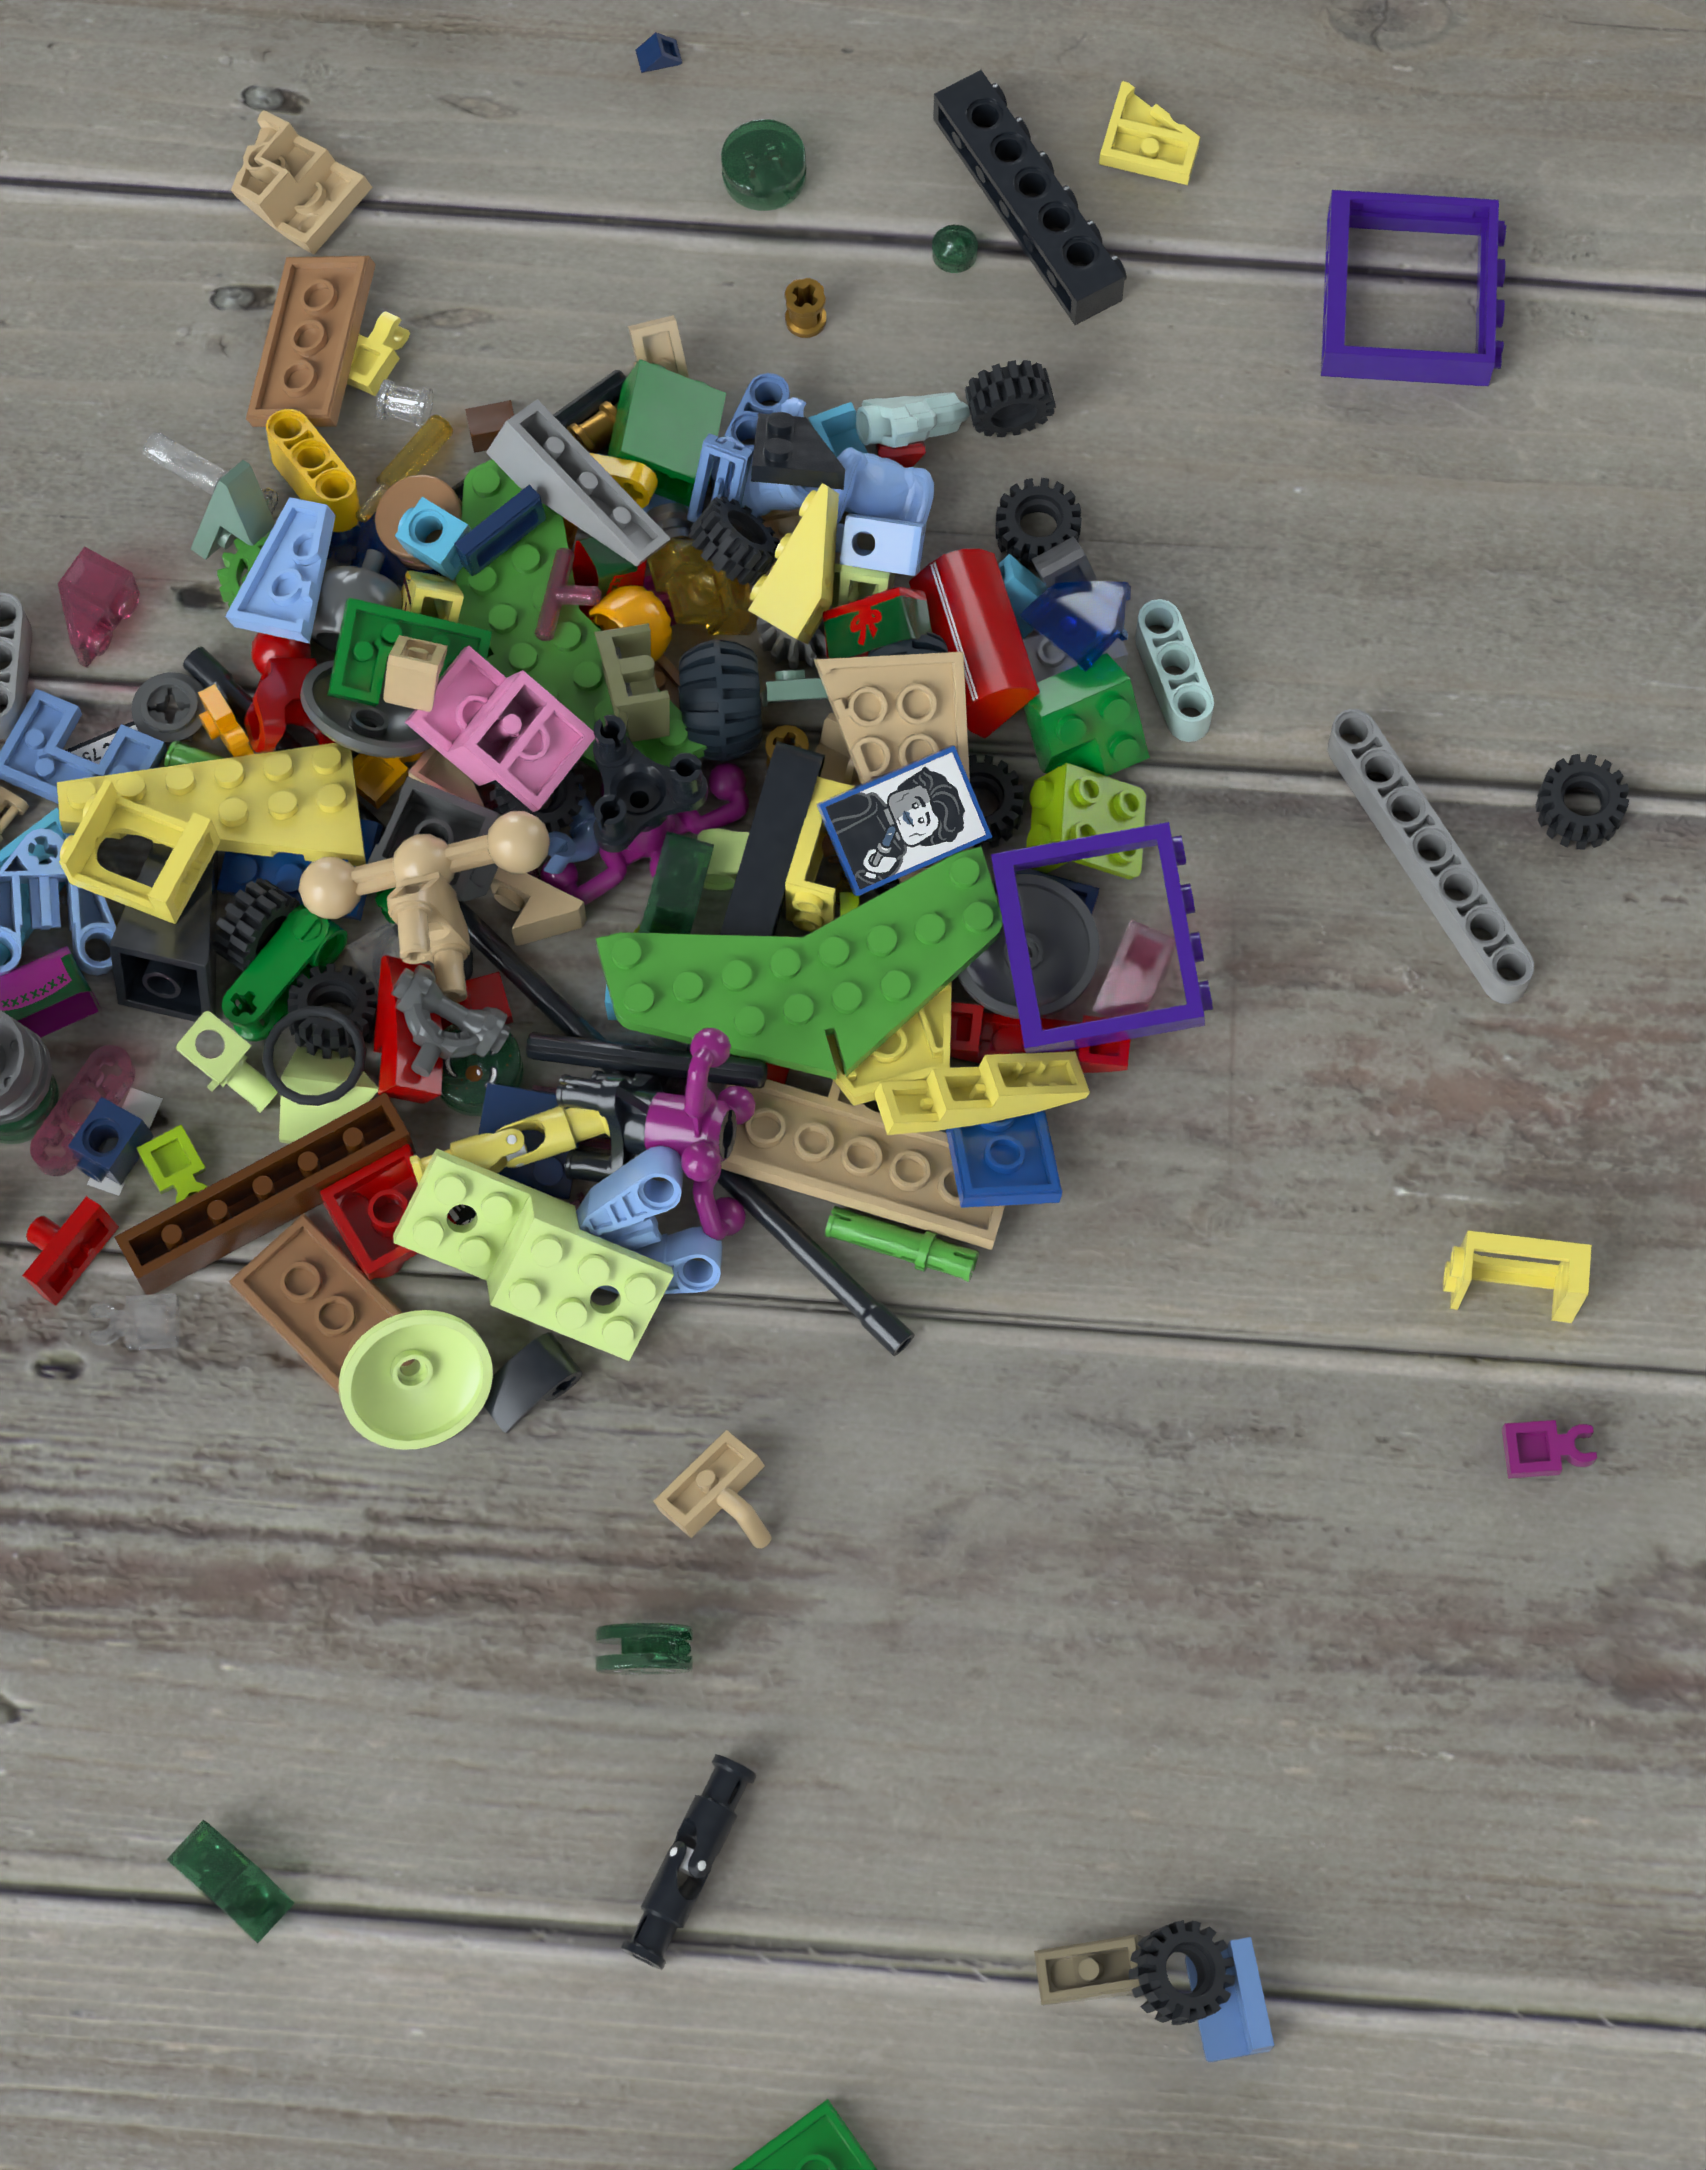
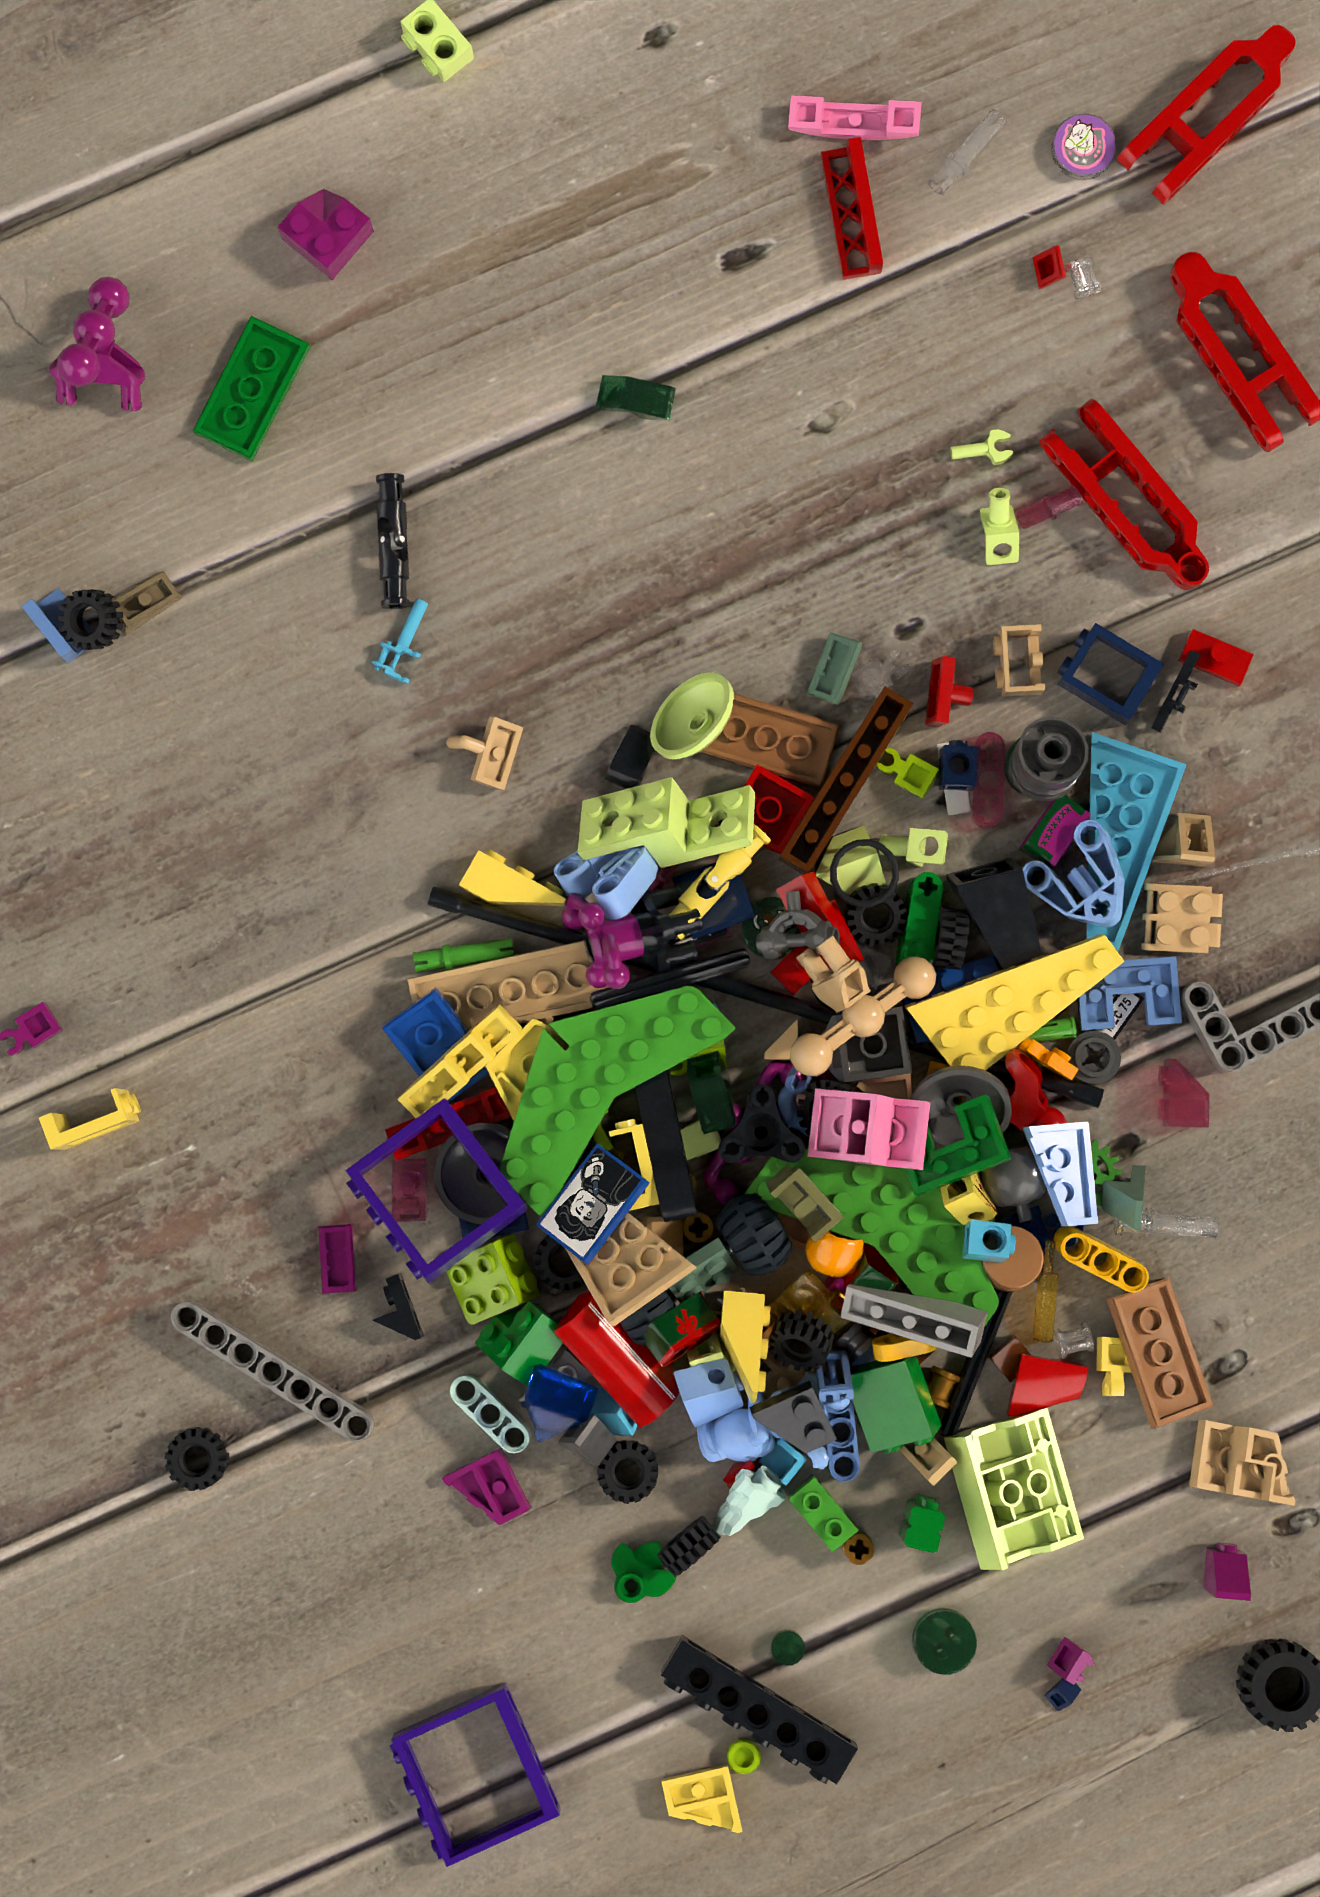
camera: 155 degrees right, 15 degrees up
(107, 814) = (1066, 908): light yellow panel -> none
(190, 1356) = (834, 668): none -> sand green plate
(388, 68) = (1227, 1572): none -> magenta slope
(413, 673) = (938, 1133): tan slope -> none
(468, 376) = (1045, 1383): none -> red slope
(500, 530) = (948, 1264): dark blue tile -> none
(560, 594) = (888, 1243): clear pink piece -> none
(580, 282) = (1014, 1489): none -> yellowish green piece
(630, 75) = (1070, 1661): none -> magenta tile
(645, 1649) = (478, 637): clear green head -> none
(713, 285) = (922, 1524): none -> green brick
(753, 1711) = (403, 642): none -> medium azure piece
(801, 1305) = (501, 885): none -> light yellow slope
(824, 359) = (822, 1512): none -> bright green brick
(1075, 163) = (743, 1755): none -> lime tile
(1082, 415) = (643, 1568): none -> green plate
(1219, 590) = (491, 1486): none -> magenta wing
(1228, 838) = (405, 1318): none -> black slope
(1274, 949) = (337, 1258): none -> magenta plate

